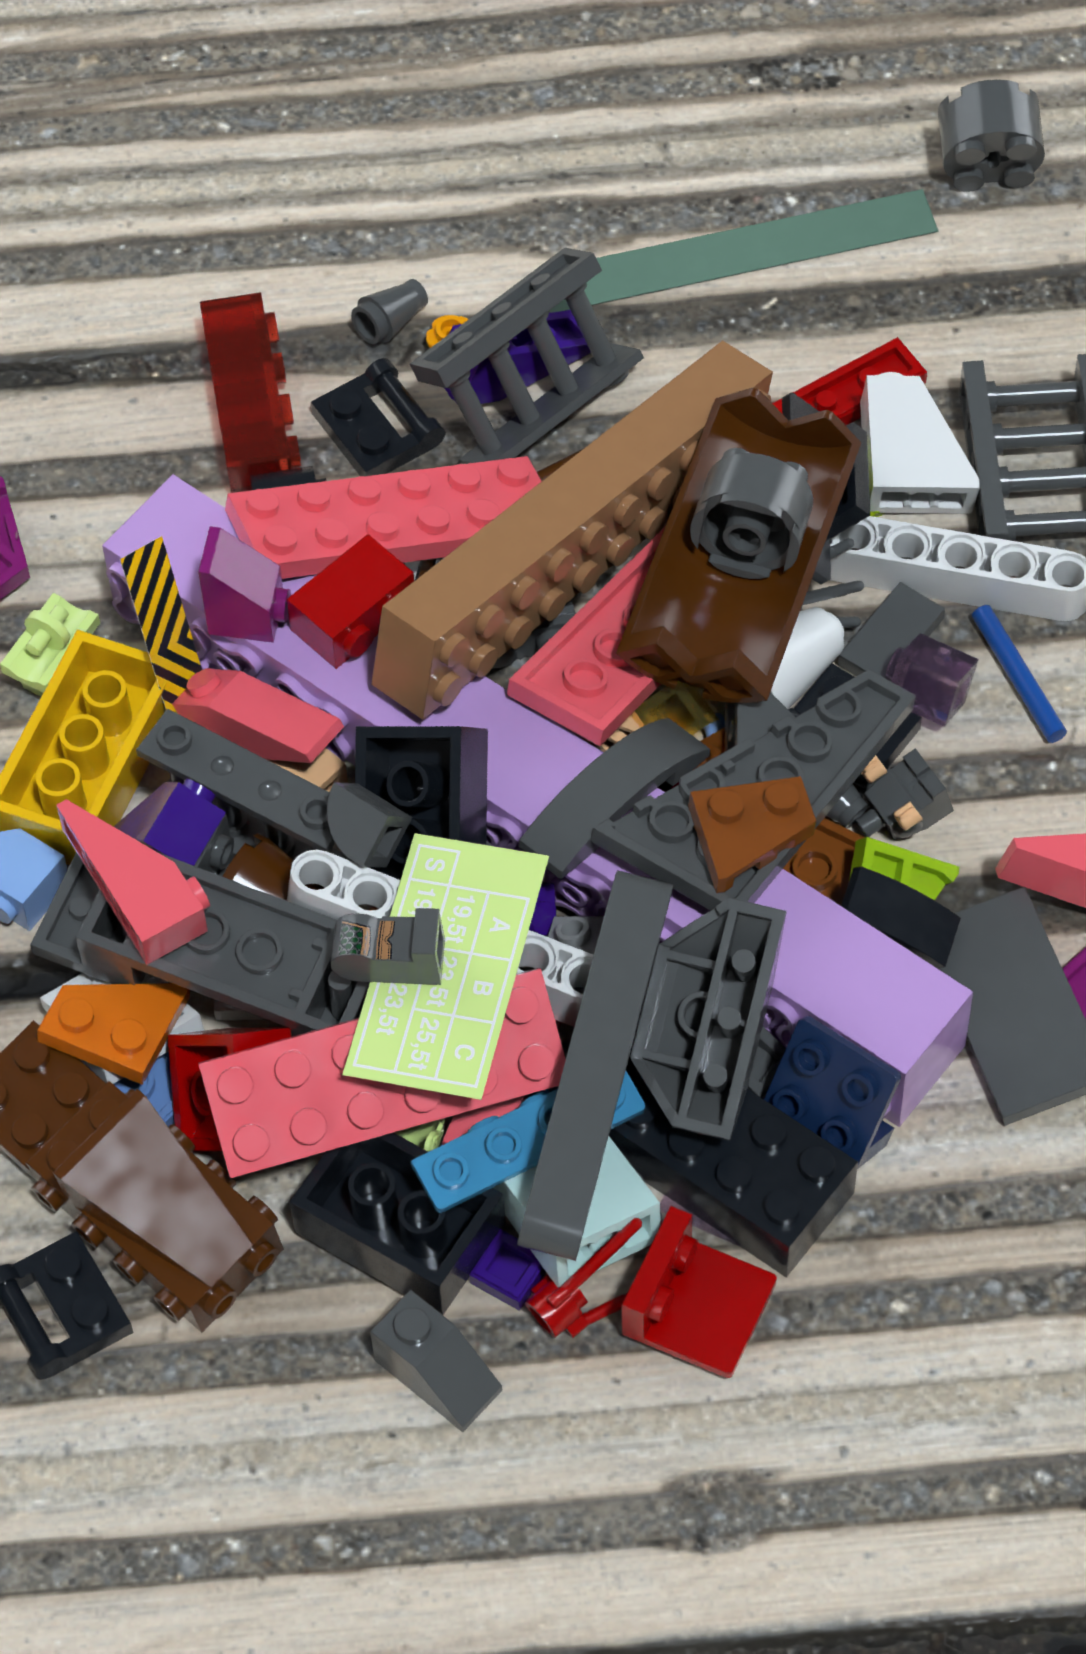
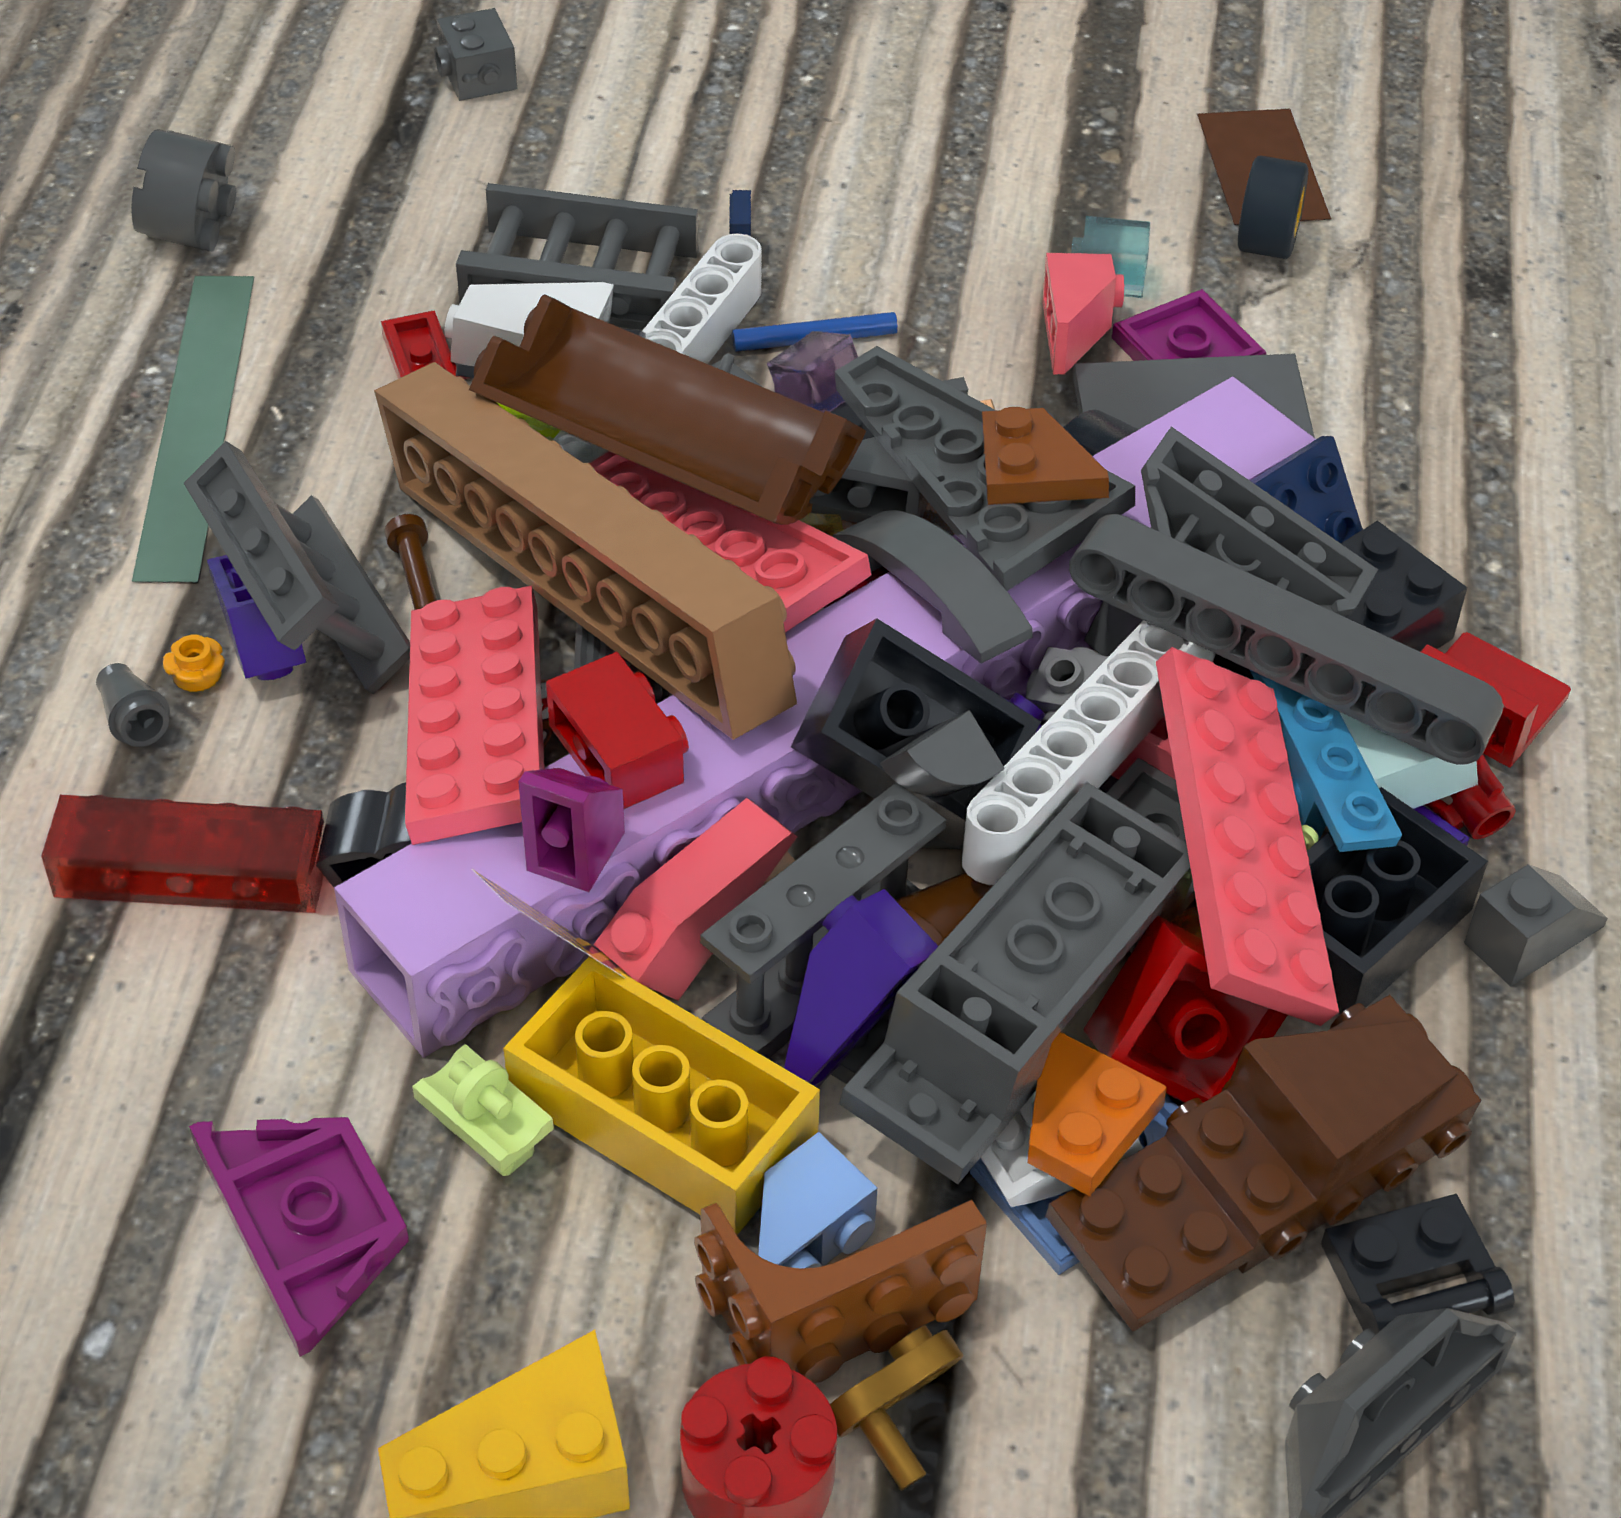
camera: 80 degrees left, 10 degrees down
(139, 884) = (989, 973): coral slope -> none
(364, 431) = (282, 765): black plate -> none
(390, 948) = (1138, 741): dark grey leg -> none
(449, 1032) = (1153, 723): yellowish green sticker -> none
(752, 513) = (651, 371): dark grey brick -> none

